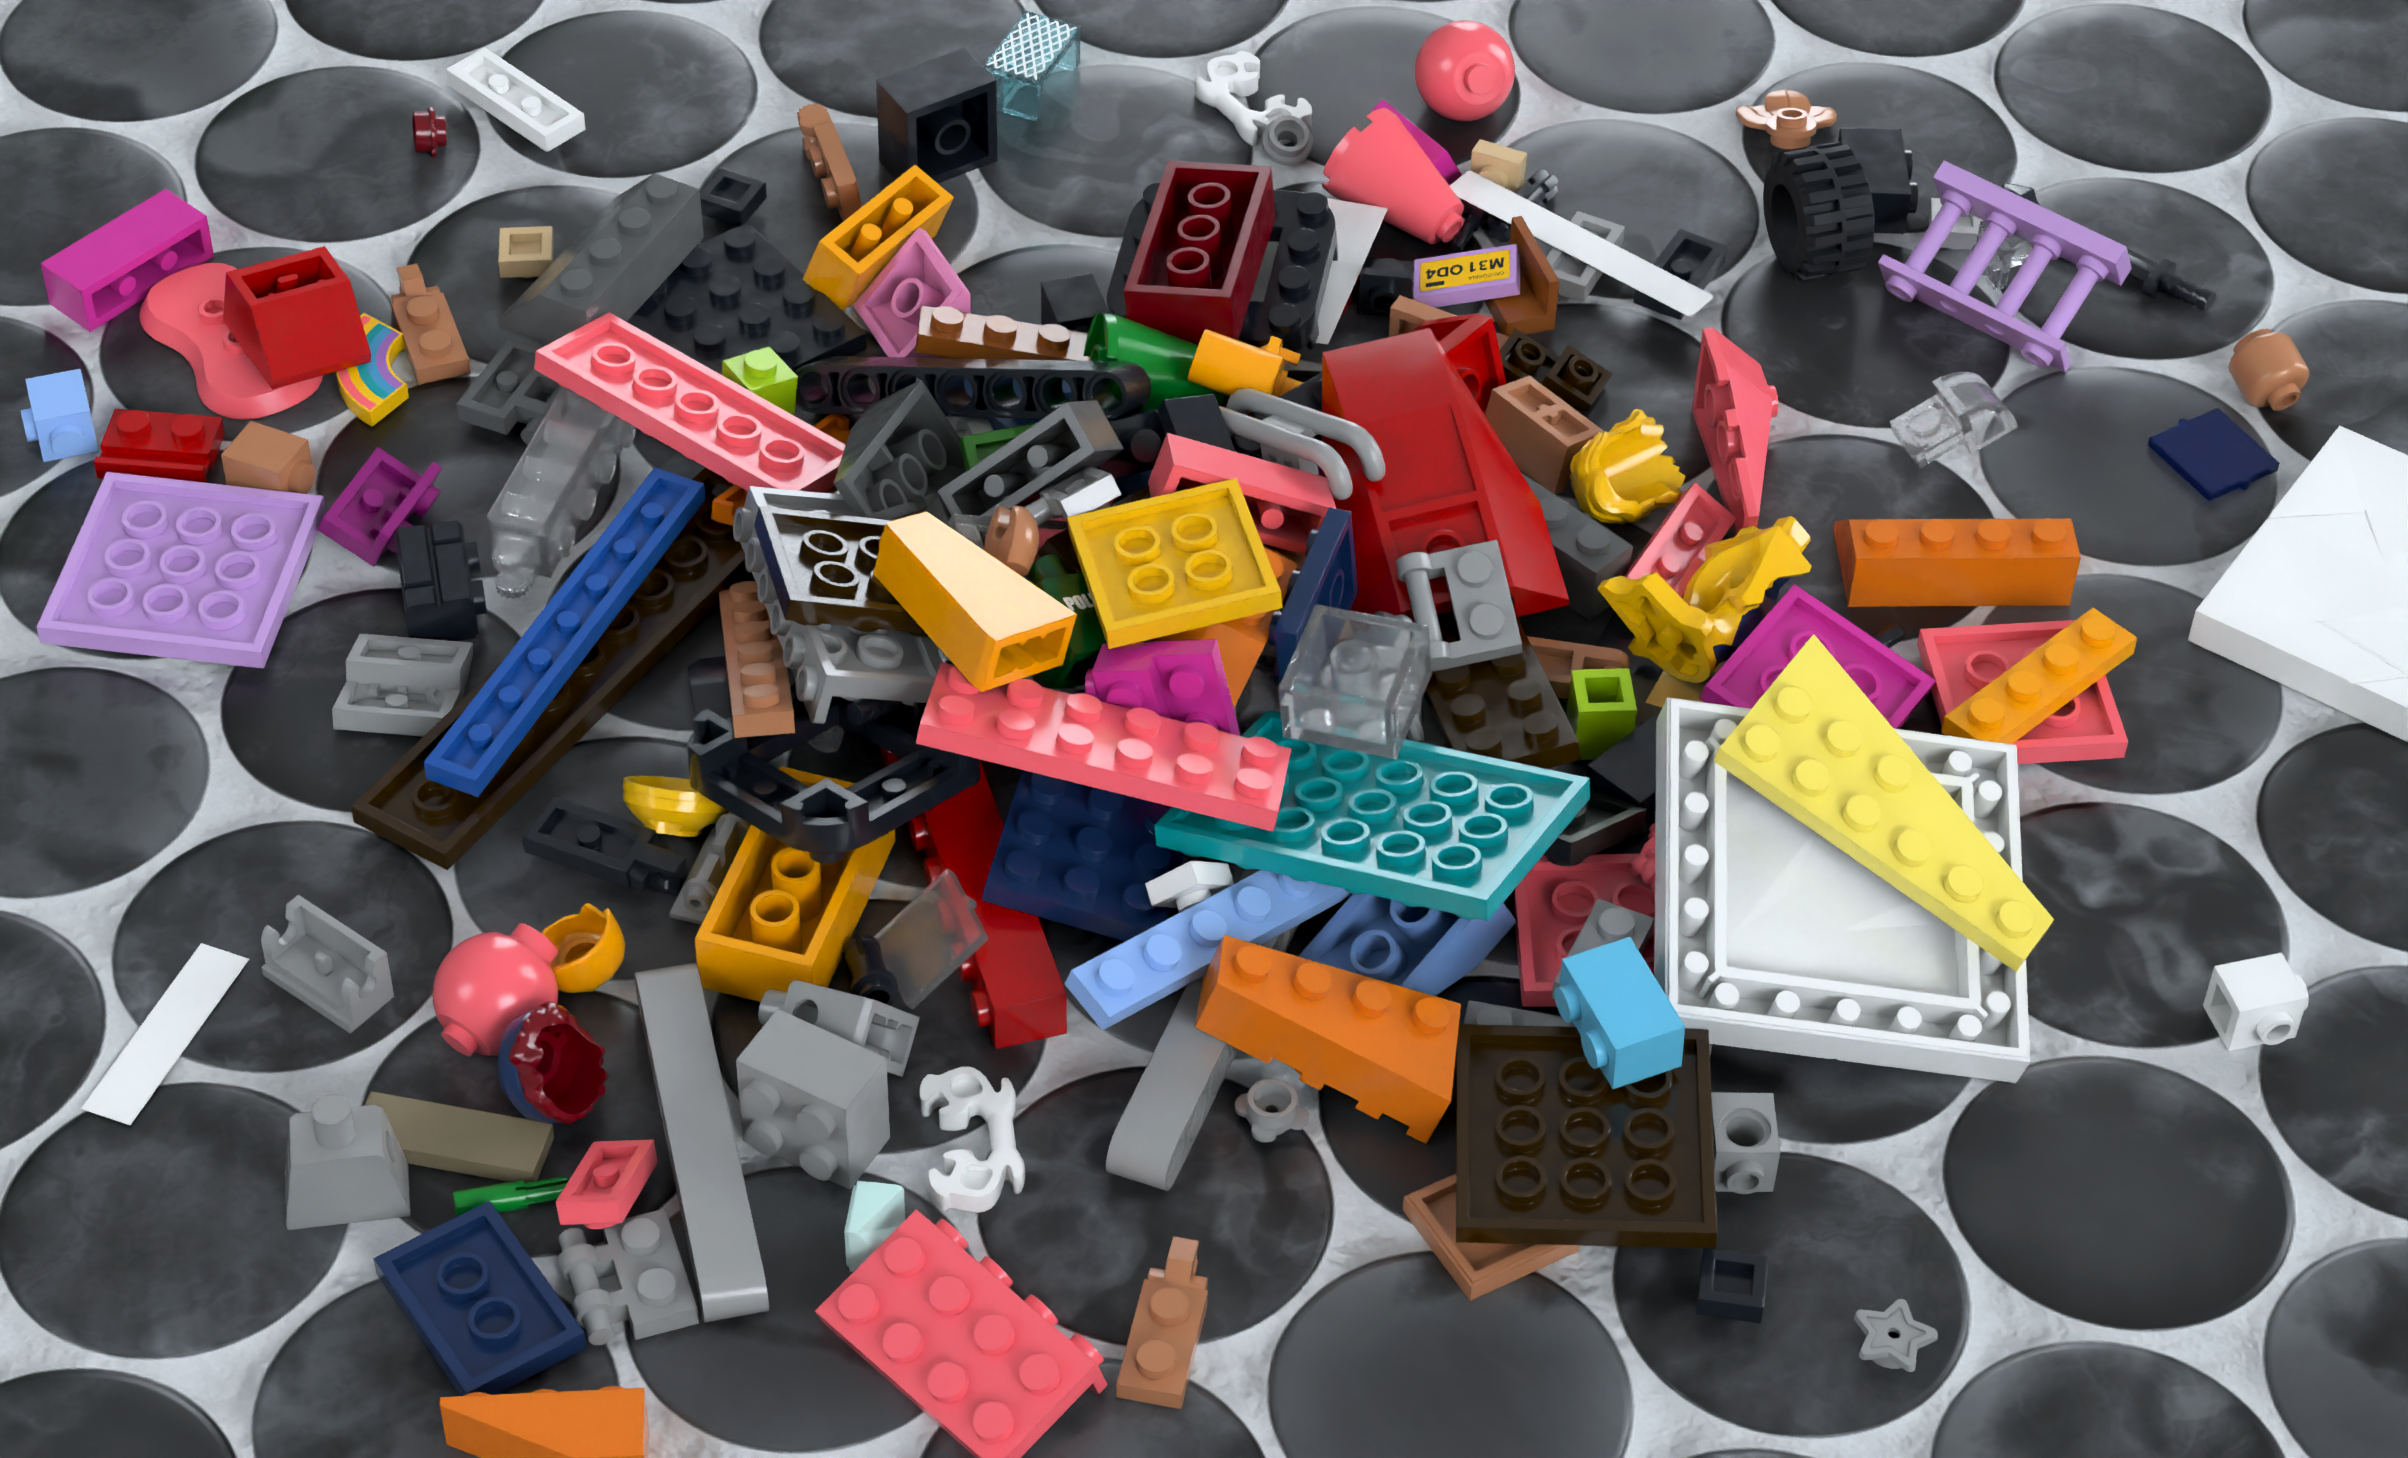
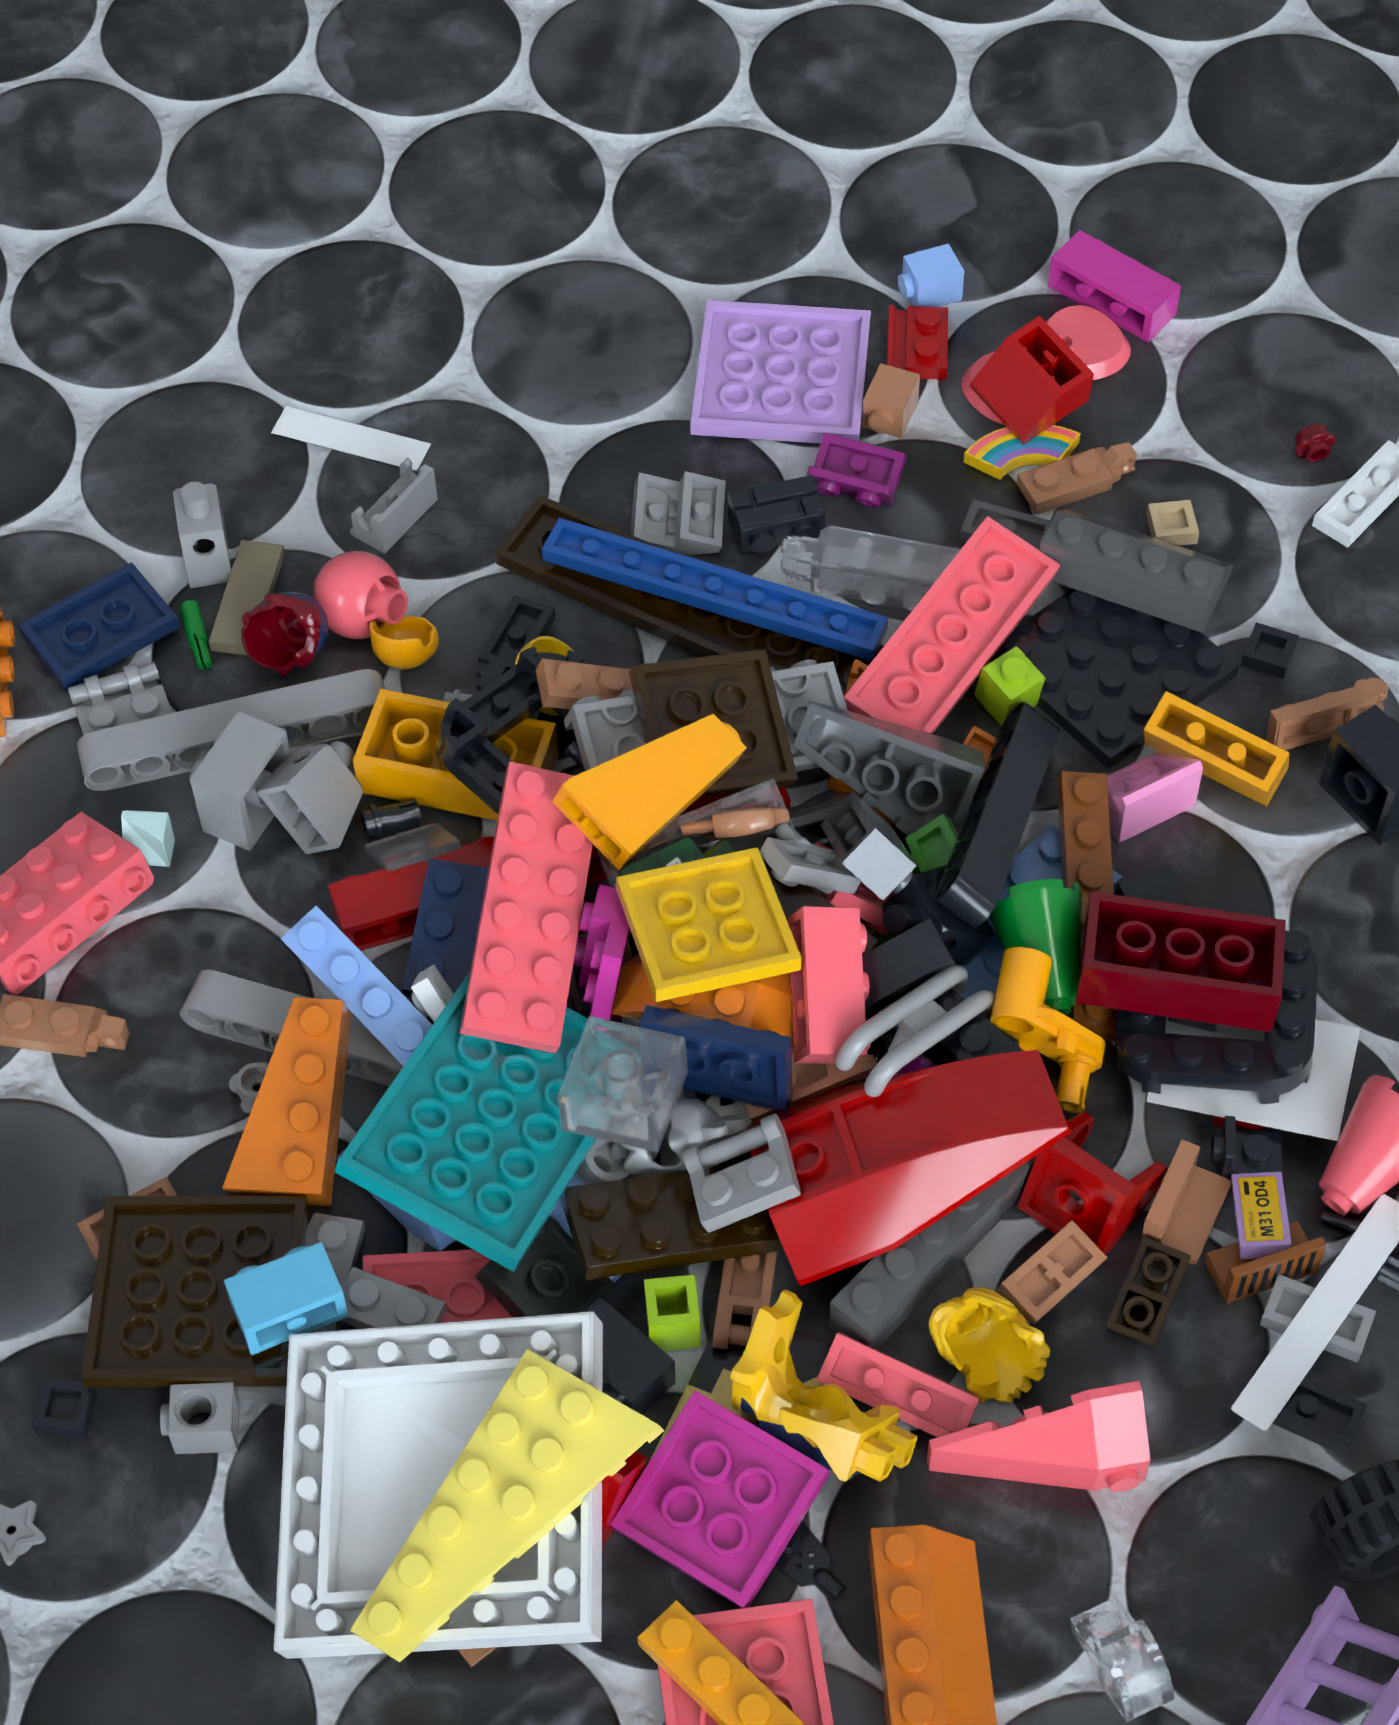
camera: 90 degrees right, 10 degrees up
(606, 1183) = (186, 676): coral plate -> none
(973, 1183) = (199, 900): white helmet -> none

